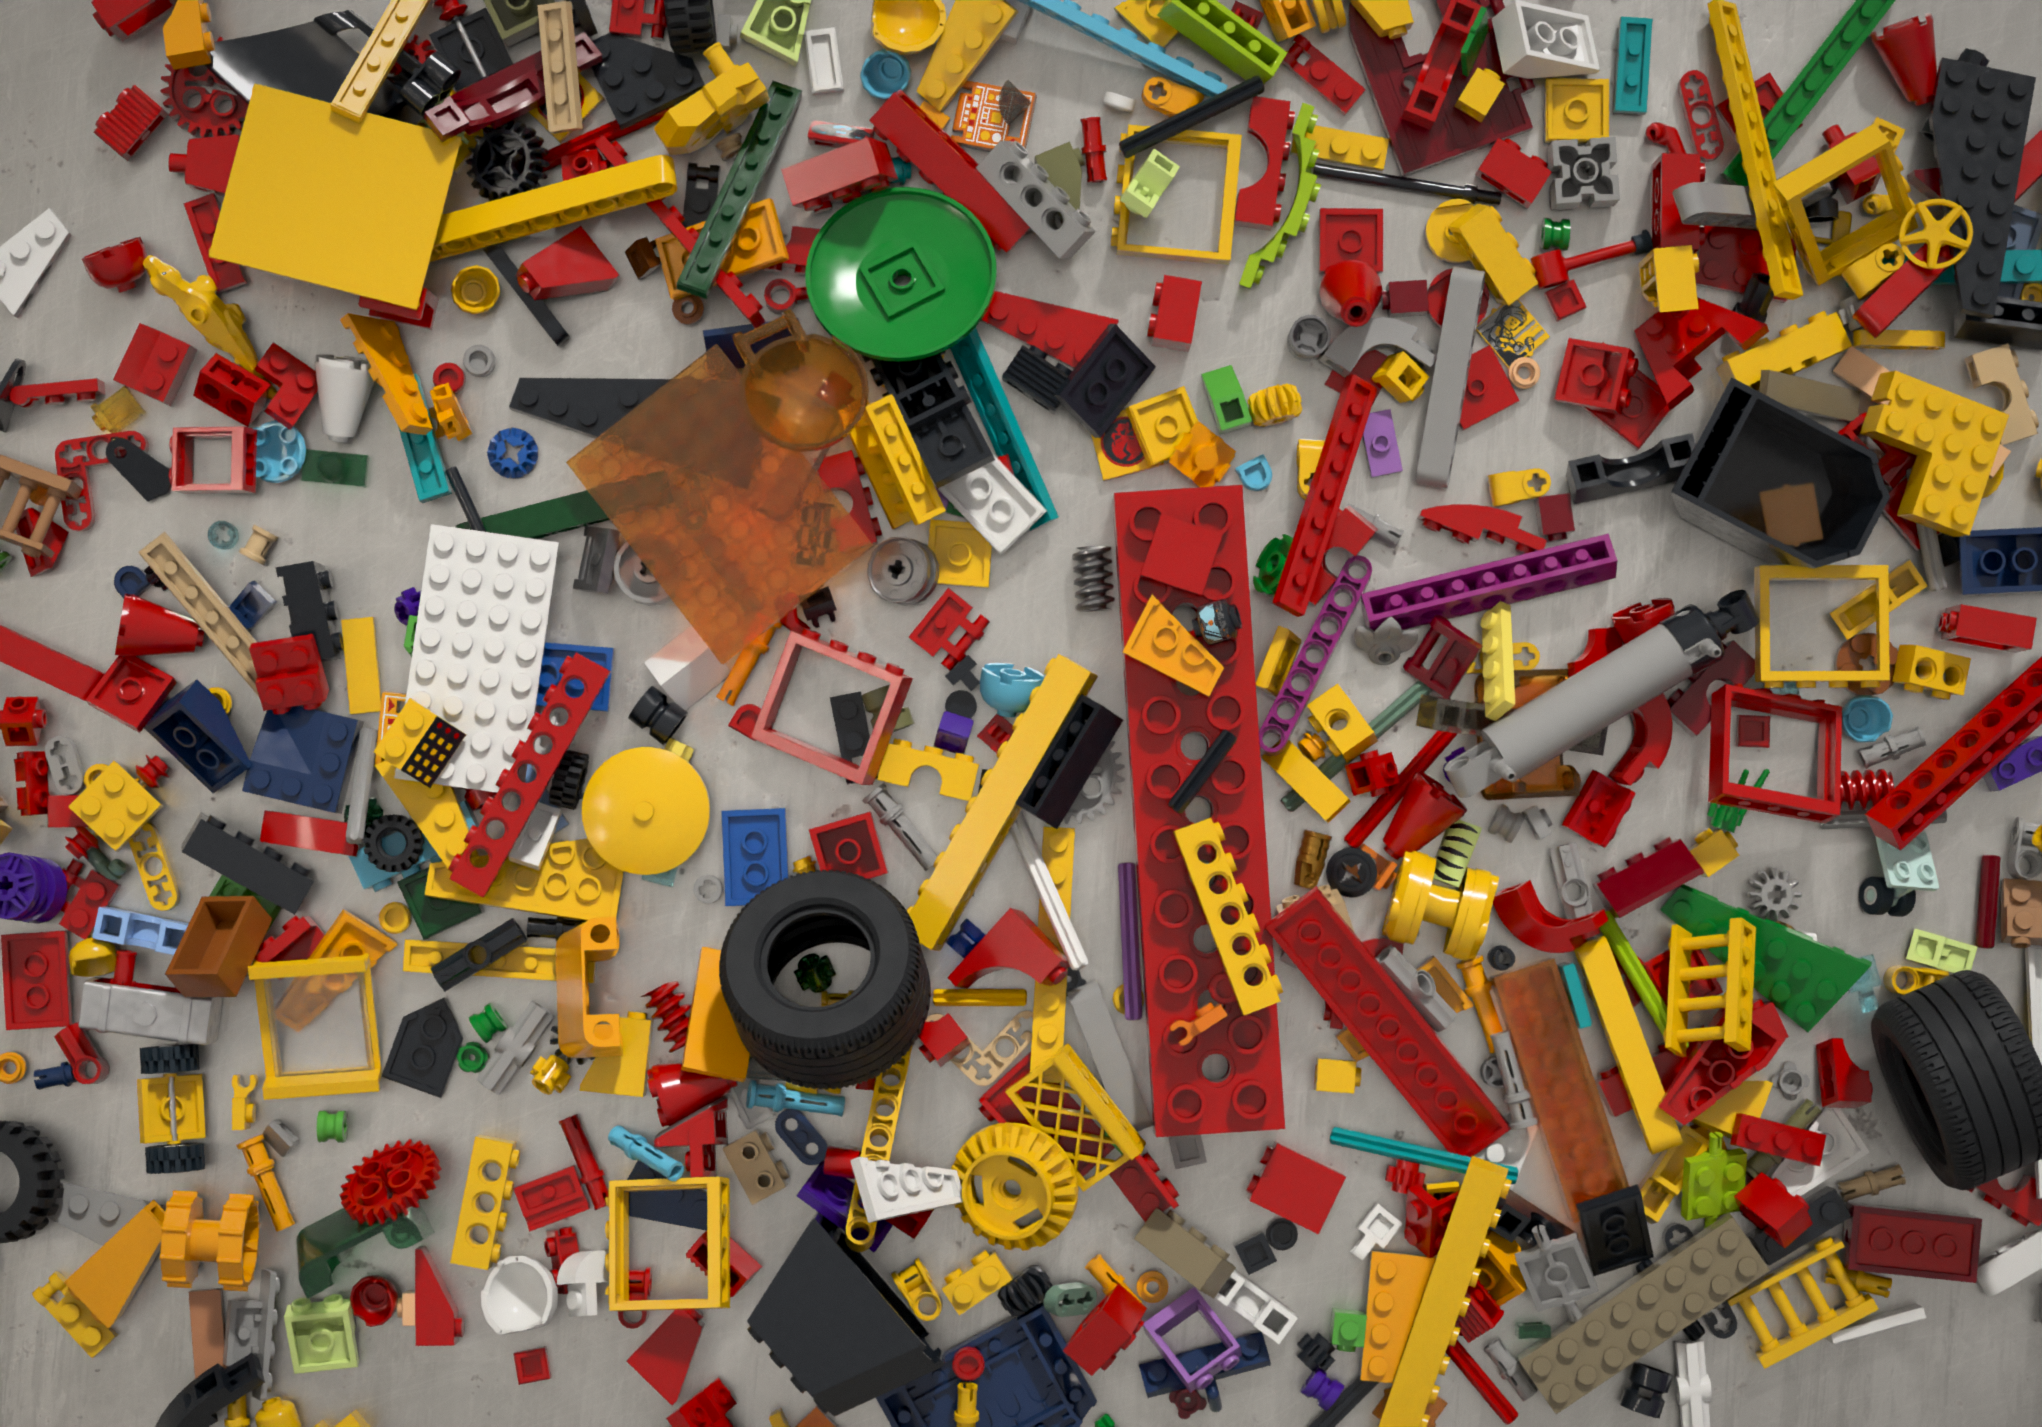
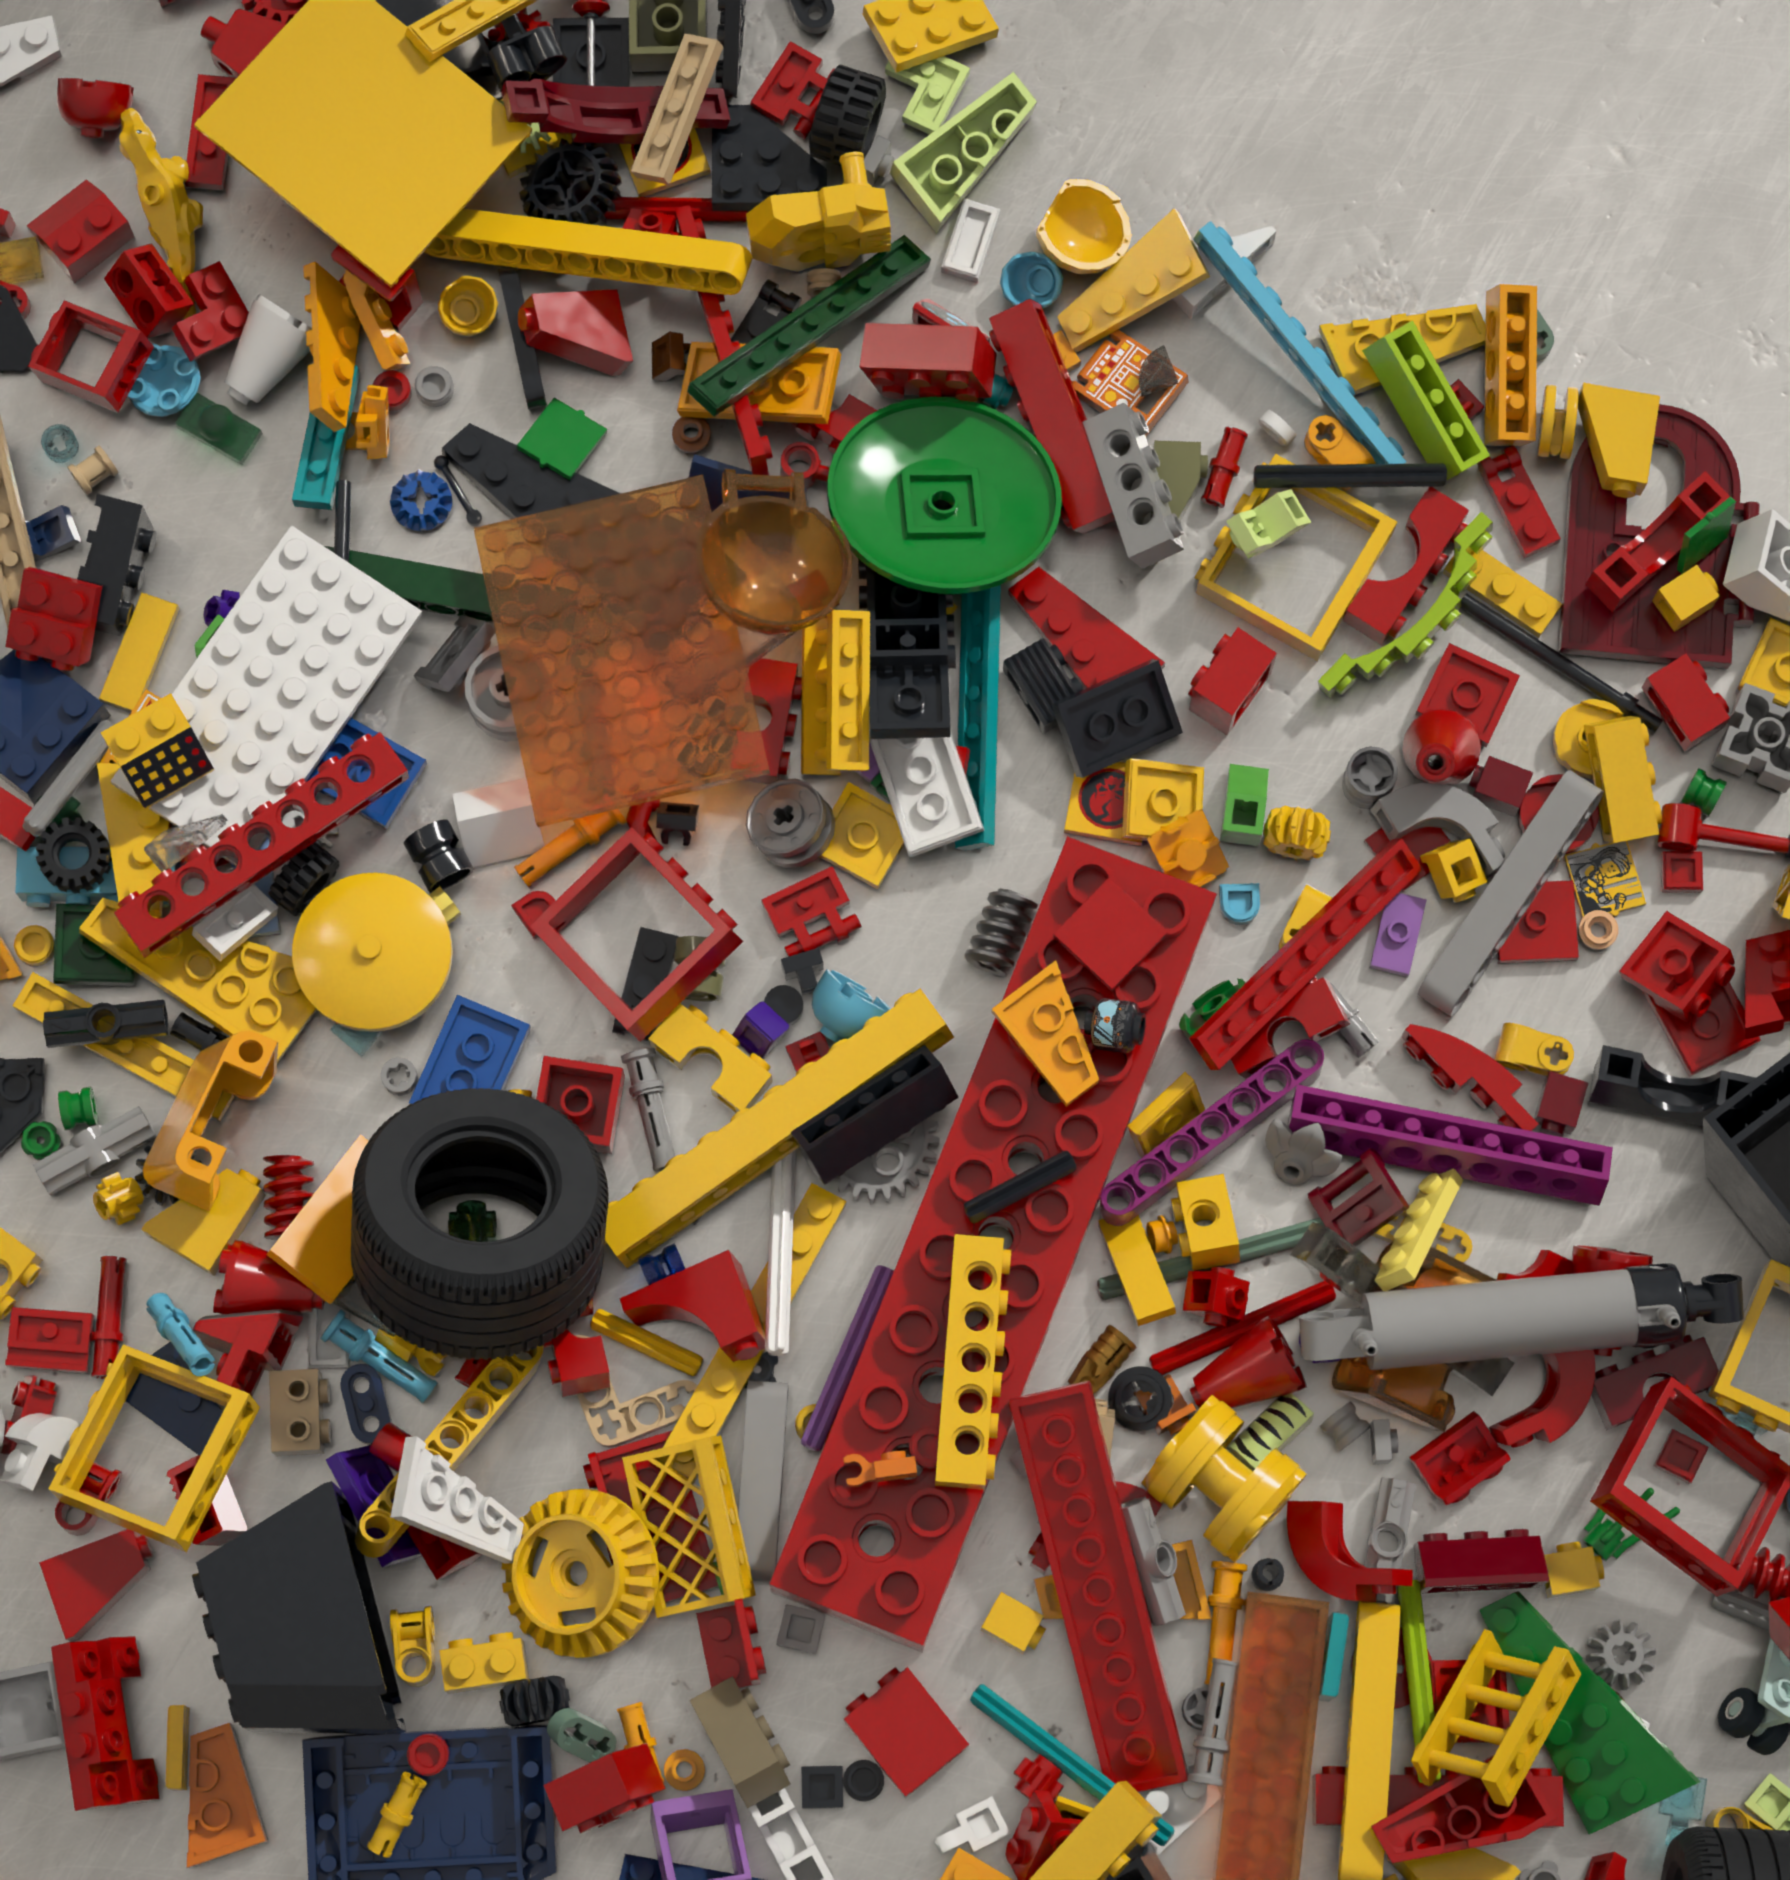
camera: 25 degrees right, 10 degrees down
(411, 332) = (375, 319): none -> light orange hinge
(468, 800) = (179, 841): none -> clear slope
(557, 446) = (473, 516): none -> black hinge
(594, 357) = (562, 438): none -> green piece

